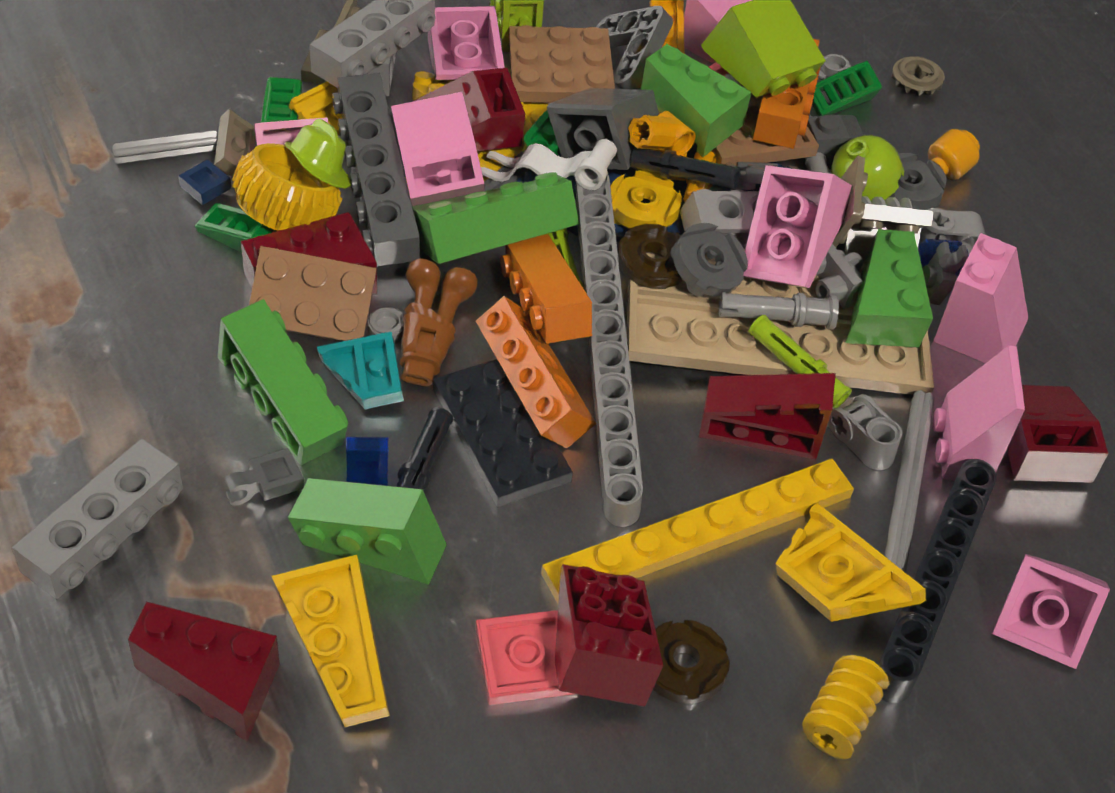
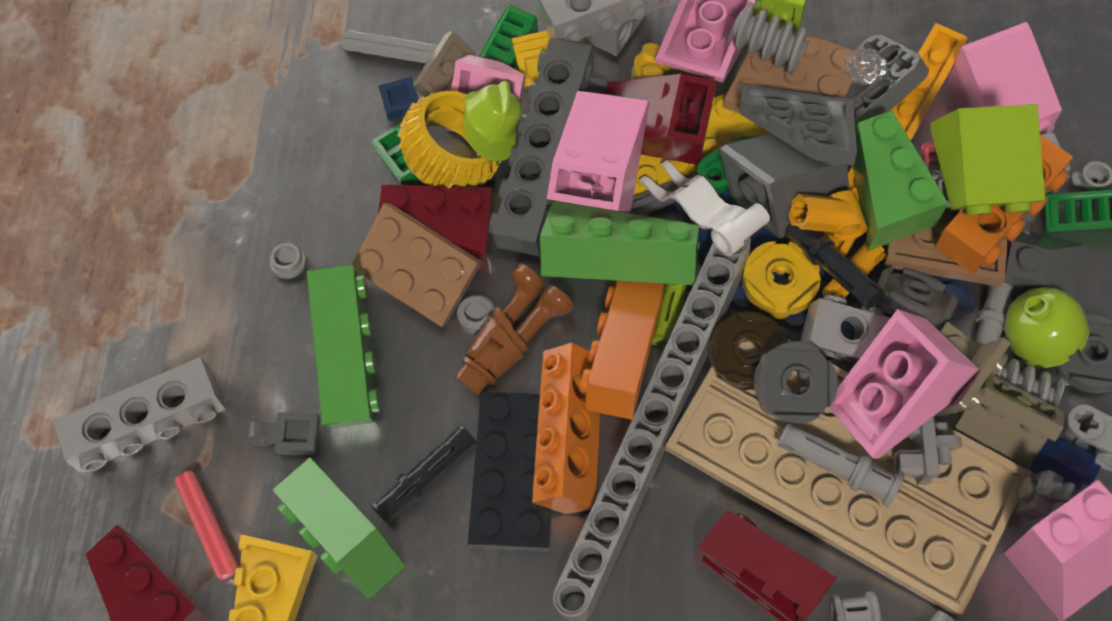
camera: 40 degrees right, 15 degrees up
(172, 342) = (287, 260): none -> light grey plate
(229, 585) = (206, 525): none -> coral axle
(366, 368) = (431, 356): teal wing -> none
(367, 460) = (374, 465): clear blue panel -> none
(530, 26) = (769, 38): none -> light grey piece
(598, 75) = (809, 122): none -> dark grey plate
(617, 32) = (864, 66): none -> clear plant
(793, 355) = (828, 532): lime pin -> none
(893, 298) = (971, 495): bright green wedge -> none

